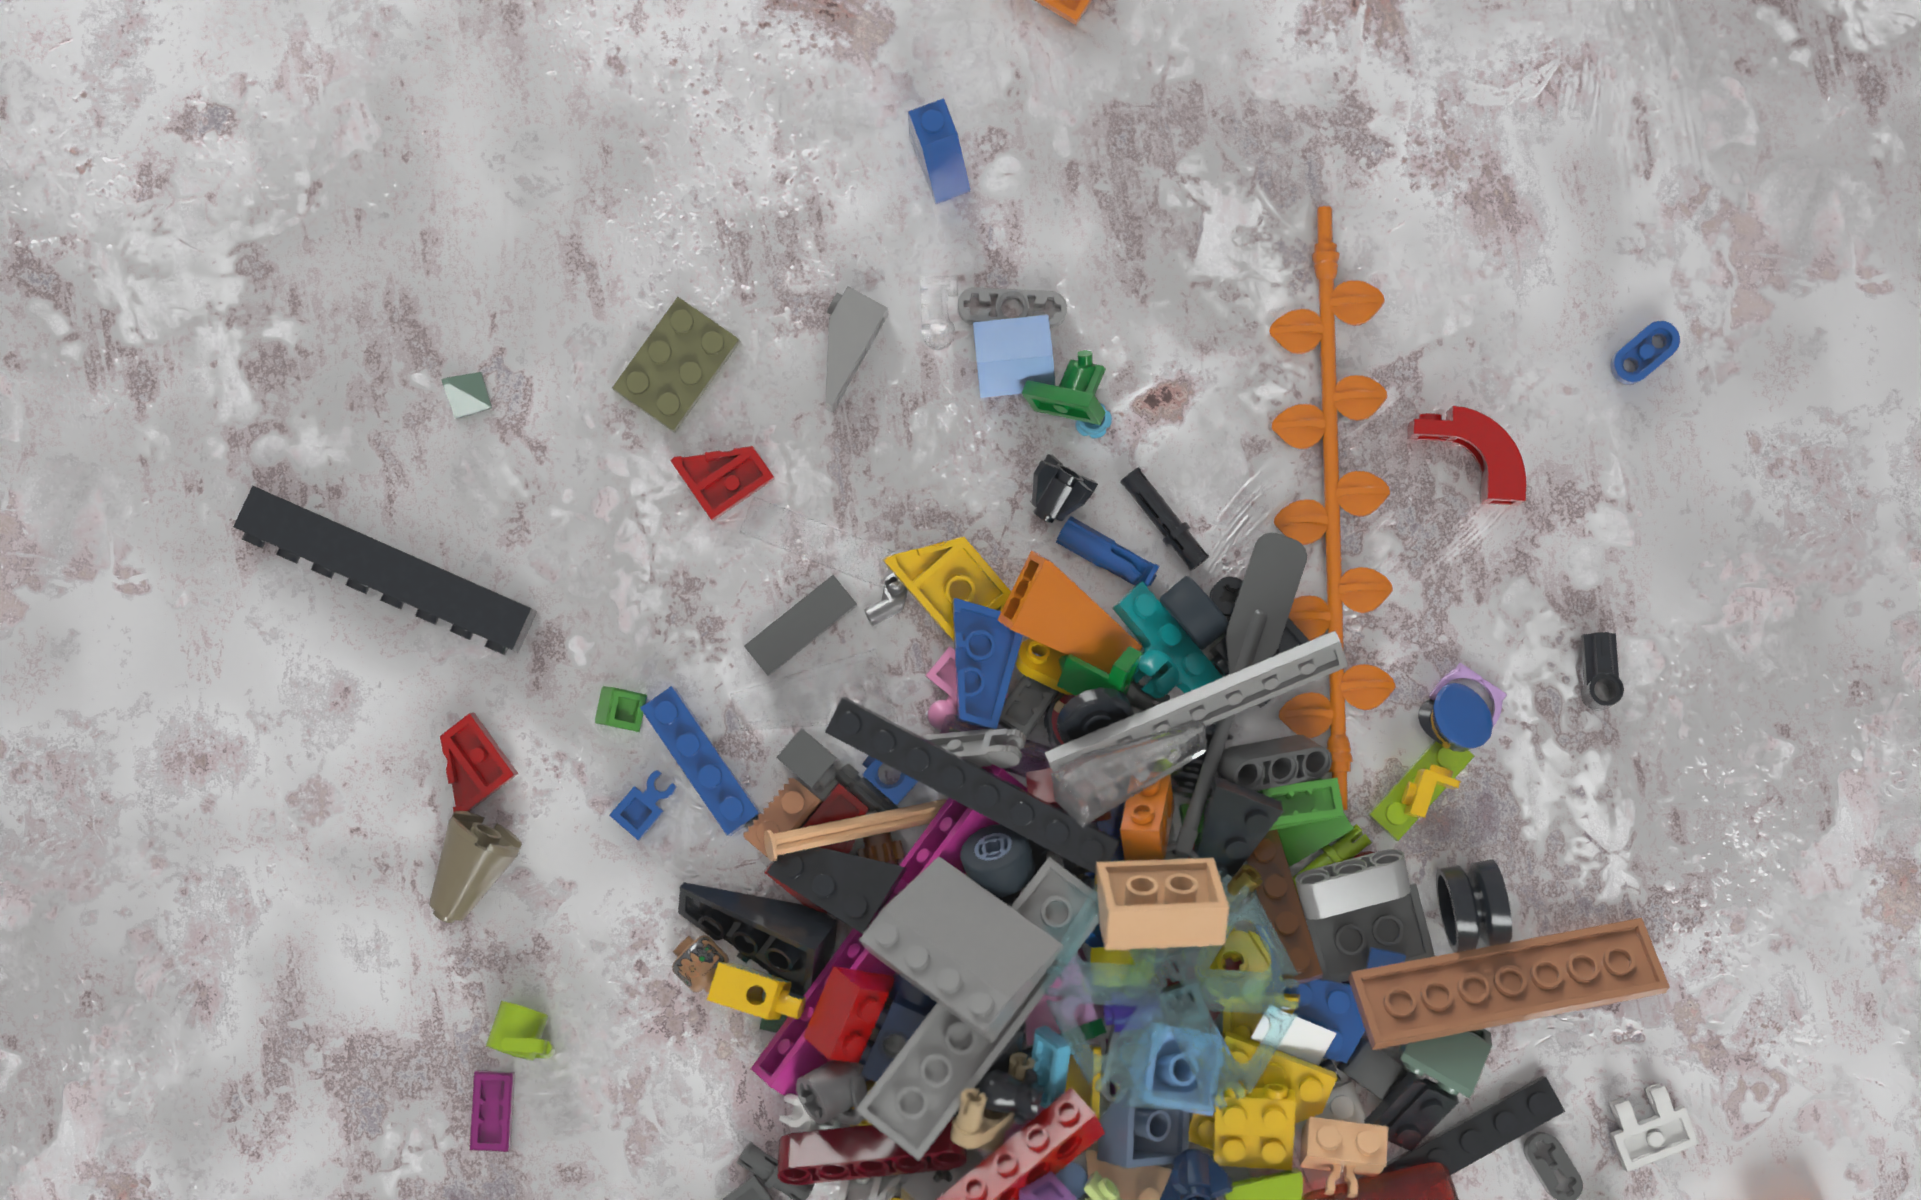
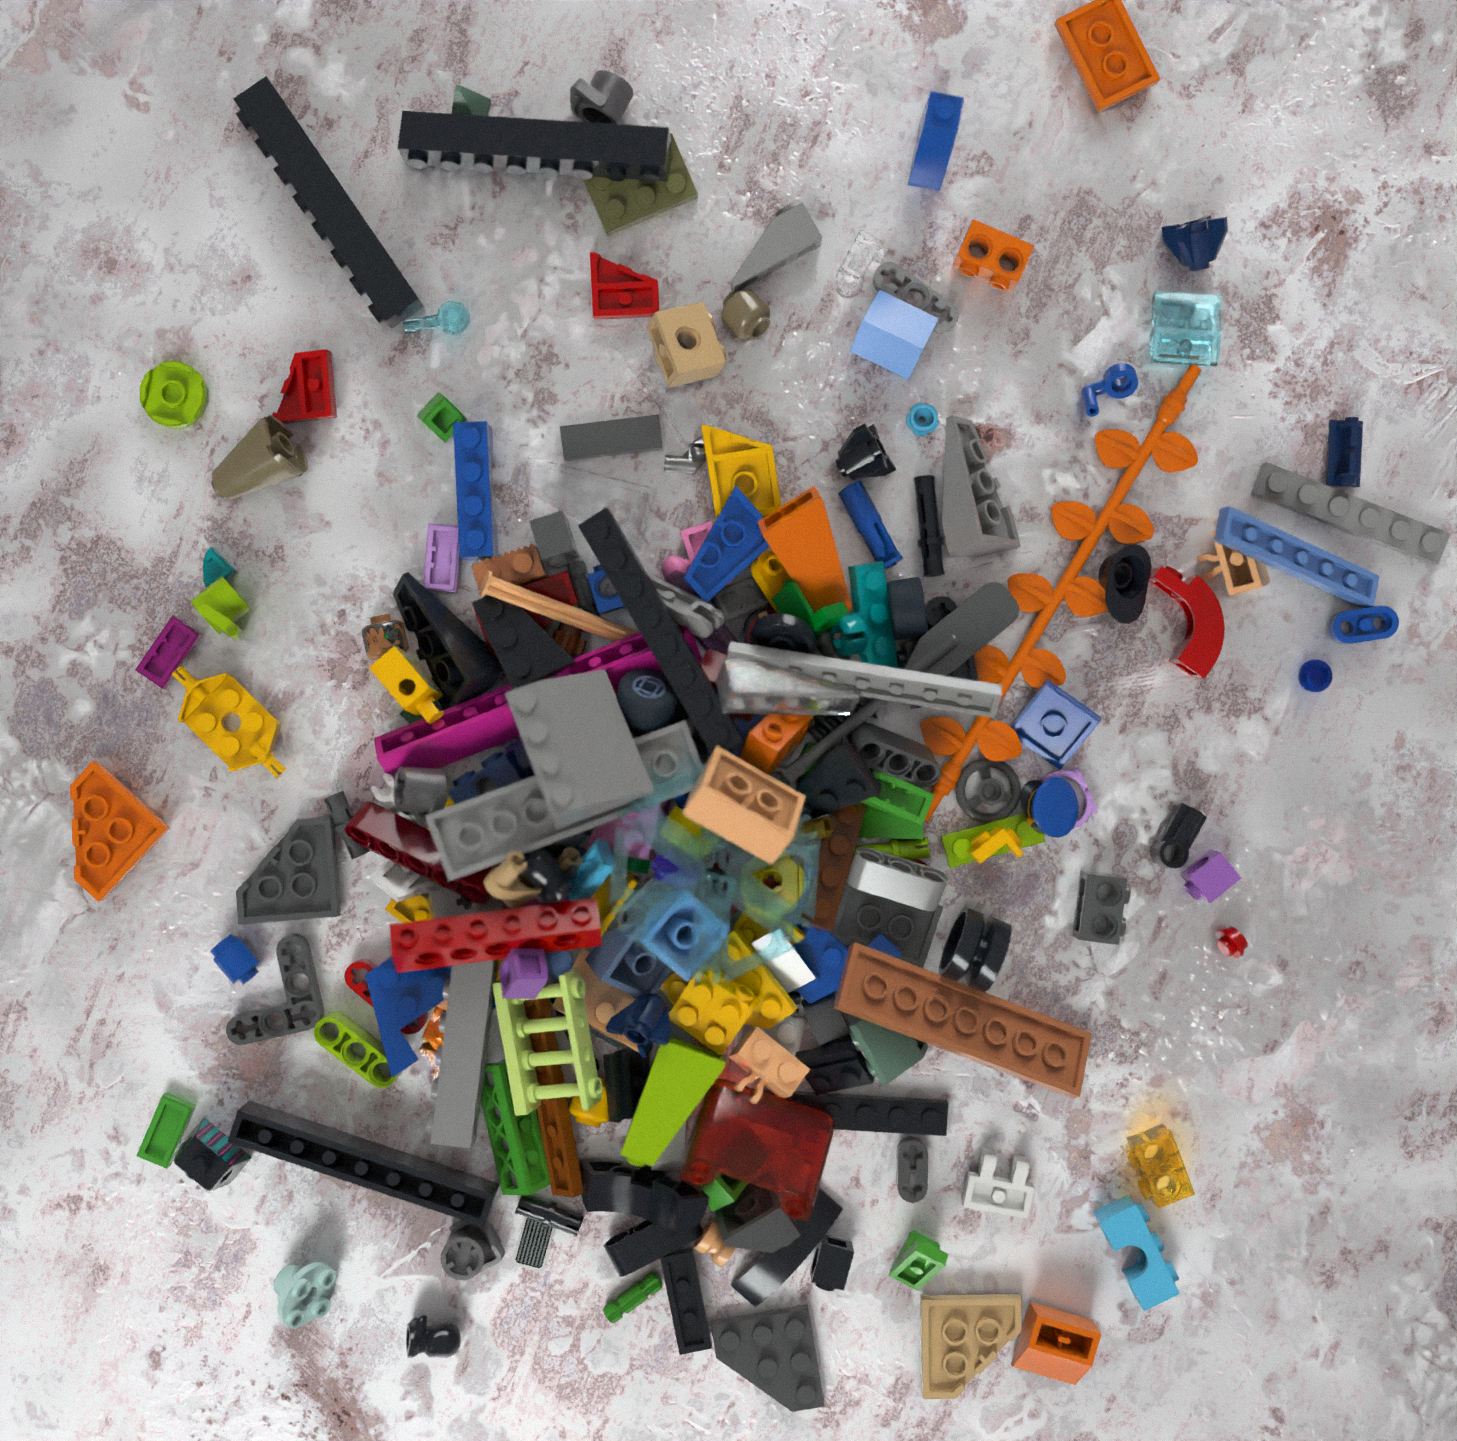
camera: 35 degrees right, 5 degrees up
(342, 851) = (174, 394): none -> lime tile
(487, 998) = (216, 566): none -> teal tile
(555, 392) = (535, 146): none -> black brick
(564, 1146) = (205, 712): none -> yellow plate
(572, 606) = (450, 318): none -> clear light blue plate
(593, 308) = (602, 99): none -> flat silver piece
(639, 809) = (409, 499): blue plate -> none
(707, 847) = (442, 558): none -> lavender plate
(819, 470) = (696, 330): none -> tan brick
(847, 1013) = (467, 742): red slope -> none
(858, 425) = (745, 314): none -> dark tan head
(1059, 212) = (996, 246): none -> orange brick
(1075, 393) = (918, 392): green piece -> none
(1194, 474) = (972, 510): none -> light grey wedge
(1247, 89) = (1196, 241): none -> dark blue brick
(1259, 267) = (1113, 387): none -> blue plate
(1291, 177) = (1185, 329): none -> clear light blue slope
(1389, 454) = (1126, 582): none -> black piece
(1400, 737) = (1012, 799): none -> dark grey piece
(1409, 635) = (1054, 724): none -> plate
(1483, 363) = (1239, 571): none -> light nougat brick
(1519, 200) = (1344, 452): none -> dark blue hinge
(1537, 331) = (1295, 557): none -> medium blue plate
(1561, 792) = (1091, 907): none -> dark grey brick
(1562, 254) = (1350, 513): none -> light grey plate
(1631, 430) = (1315, 675): none -> clear blue plate
(1656, 690) = (1209, 877): none -> medium lavender brick
(1719, 741) = (1231, 942): none -> red plate
(1797, 1001) = (1164, 1163): none -> clear yellow brick
(1857, 1124) = (1149, 1277): none -> medium azure arch

